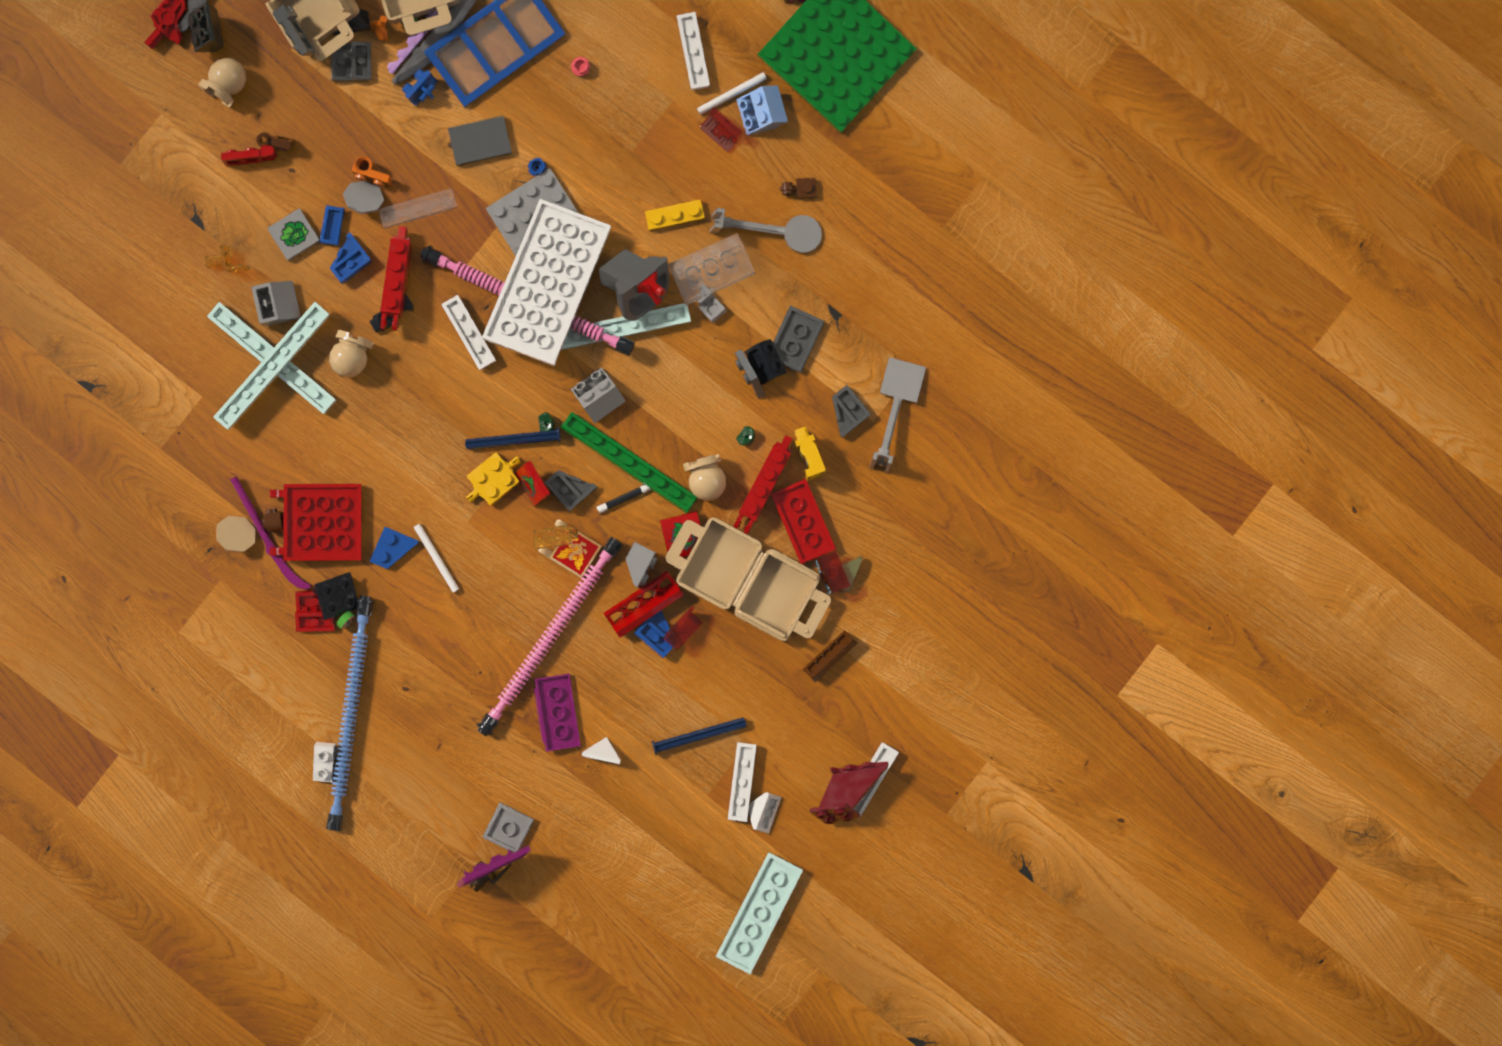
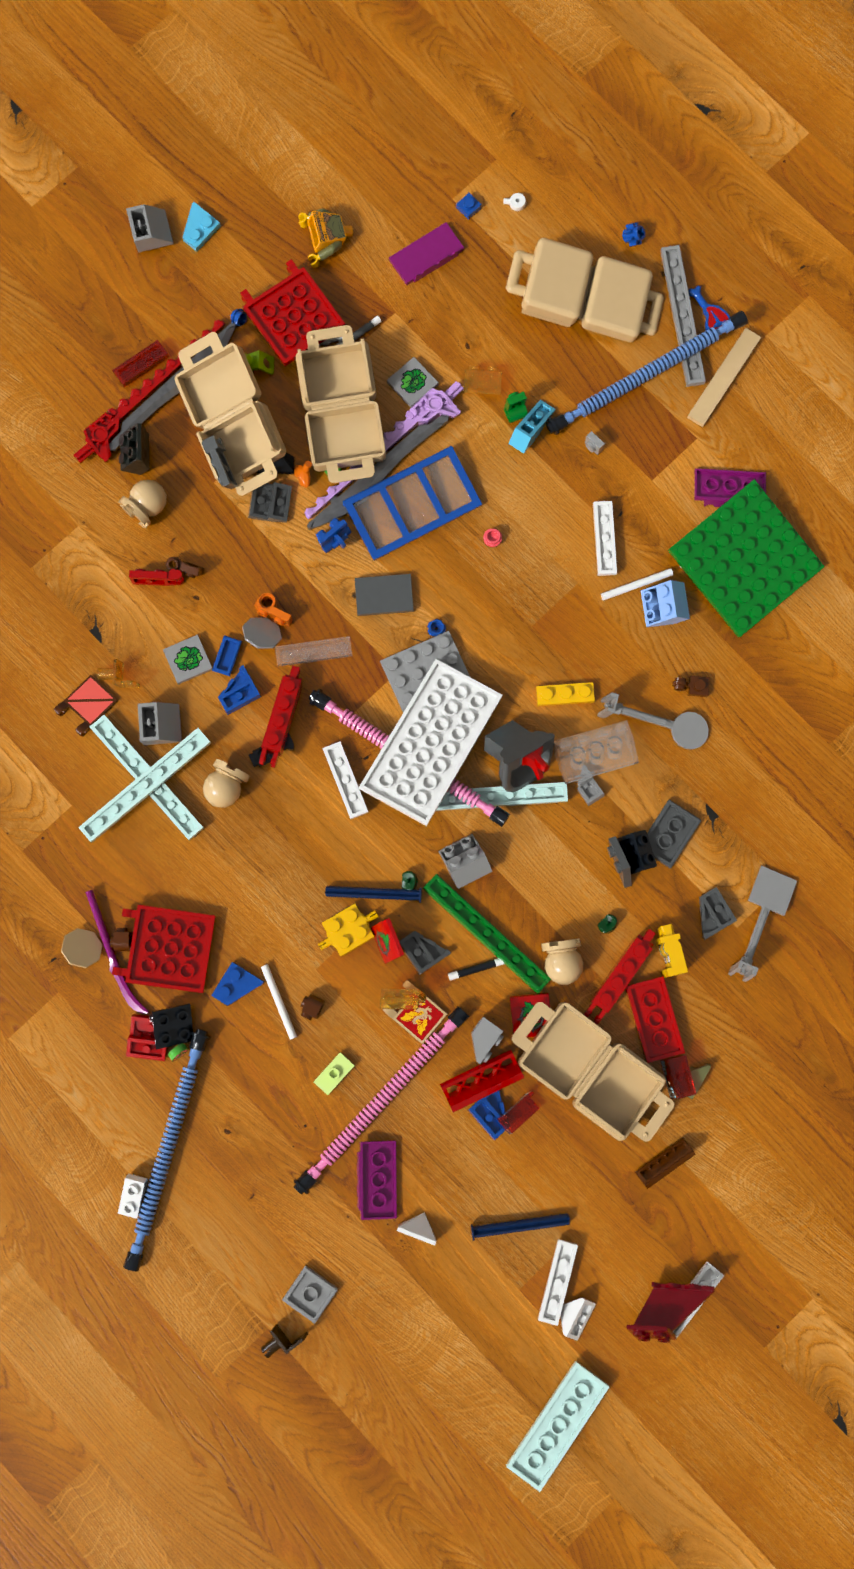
camera: 10 degrees right, 5 degrees down
(202, 291) = (89, 702): none -> flag
(469, 558) = (311, 1007): none -> reddish brown plate
(495, 863) = (293, 1333): magenta piece -> none
(500, 618) = (334, 1073): none -> yellowish green plate
(721, 130) = (622, 617): clear red panel -> none

